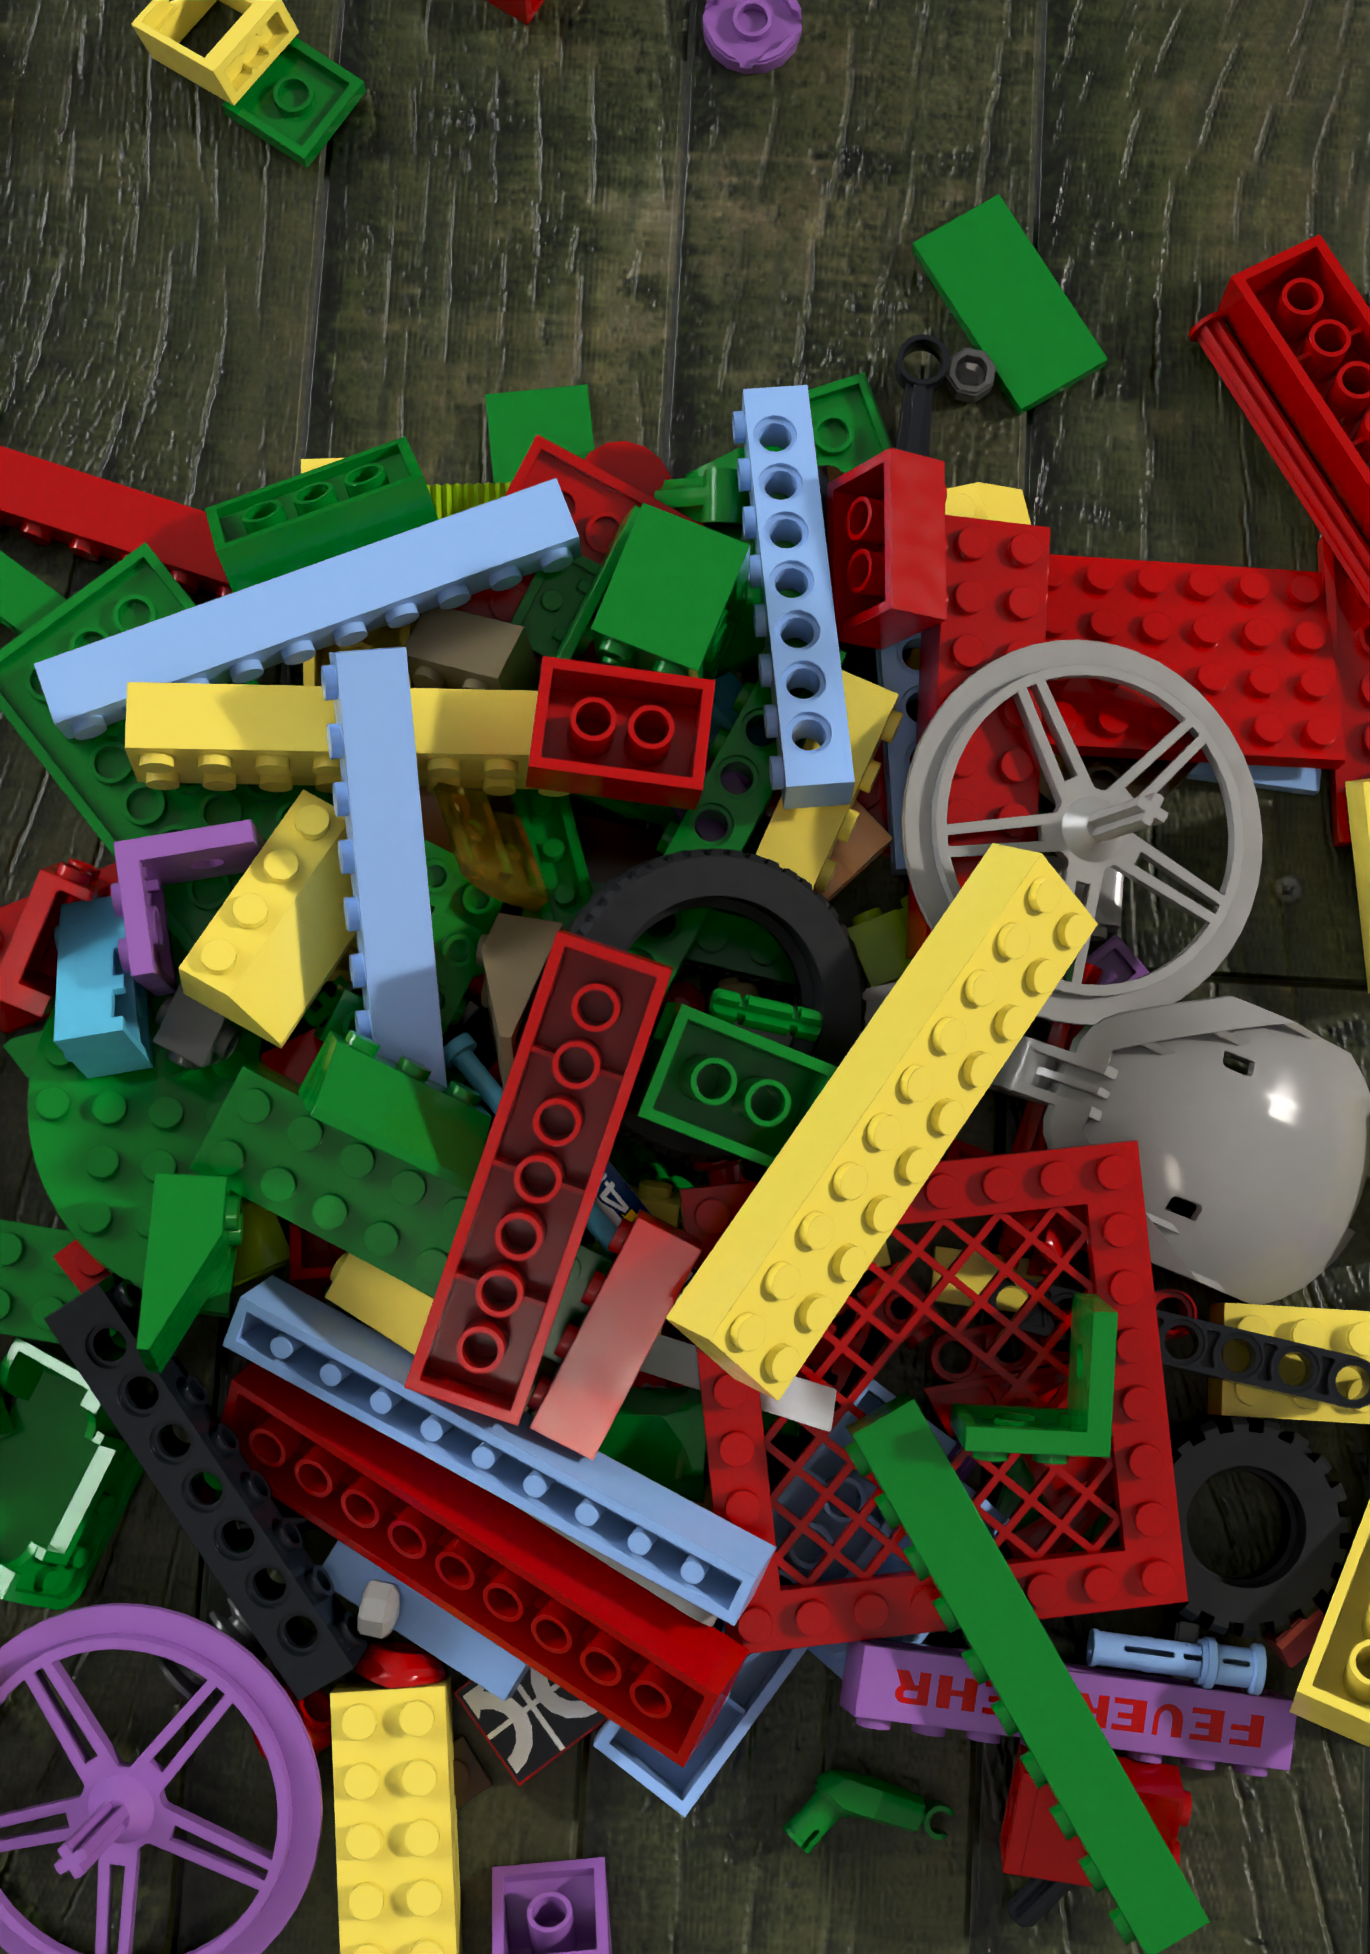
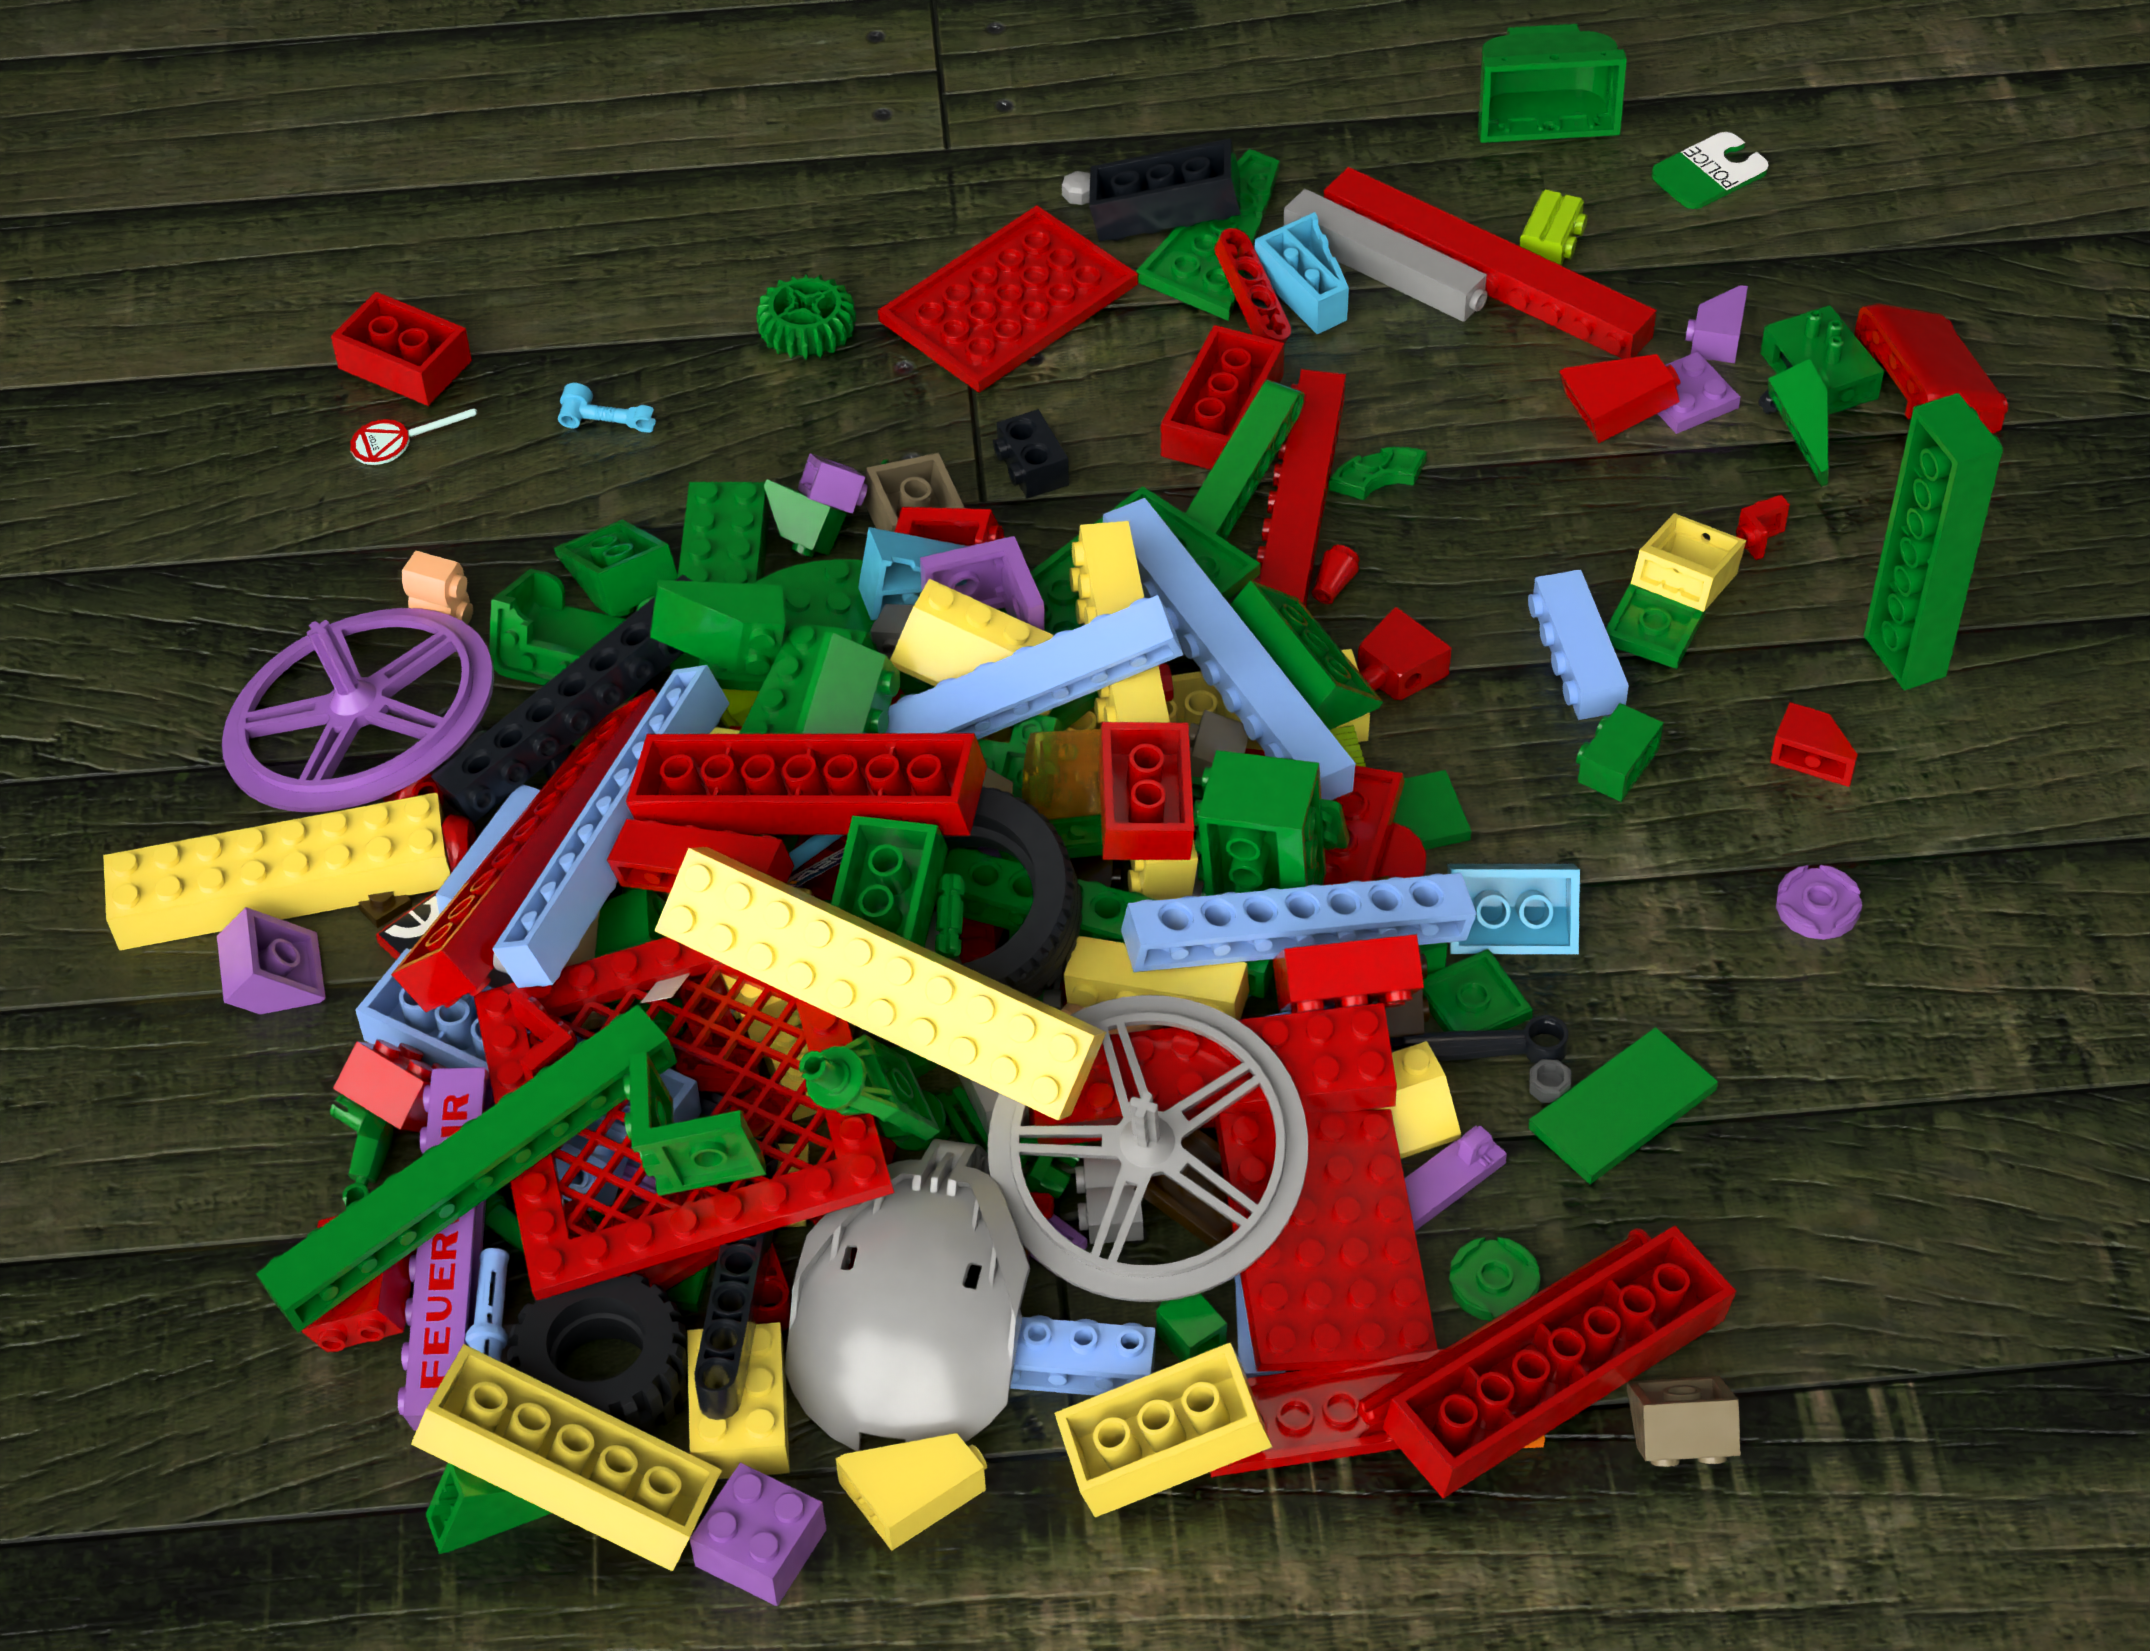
camera: 85 degrees right, 30 degrees down
(127, 462) = (1336, 571): none -> red cone
(291, 409) = (1402, 656): none -> red torso
(312, 192) = (1578, 644): none -> light blue brick
(379, 1609) = (497, 807): light grey tile -> none
(497, 185) = (1619, 751): none -> green brick
(711, 346) = (1521, 908): none -> medium azure slope
(811, 1760) = (388, 1082): none -> brick
(877, 1565) = (556, 1037): none -> red bracket
(1016, 1155) = (877, 1082): none -> green plate
(1075, 507) = (1452, 1174): none -> medium lavender hinge
(1220, 494) = (1492, 1277): none -> green tile
(1279, 829) = (1190, 1326): none -> green brick
(1284, 948) = (1081, 1355): none -> light blue brick

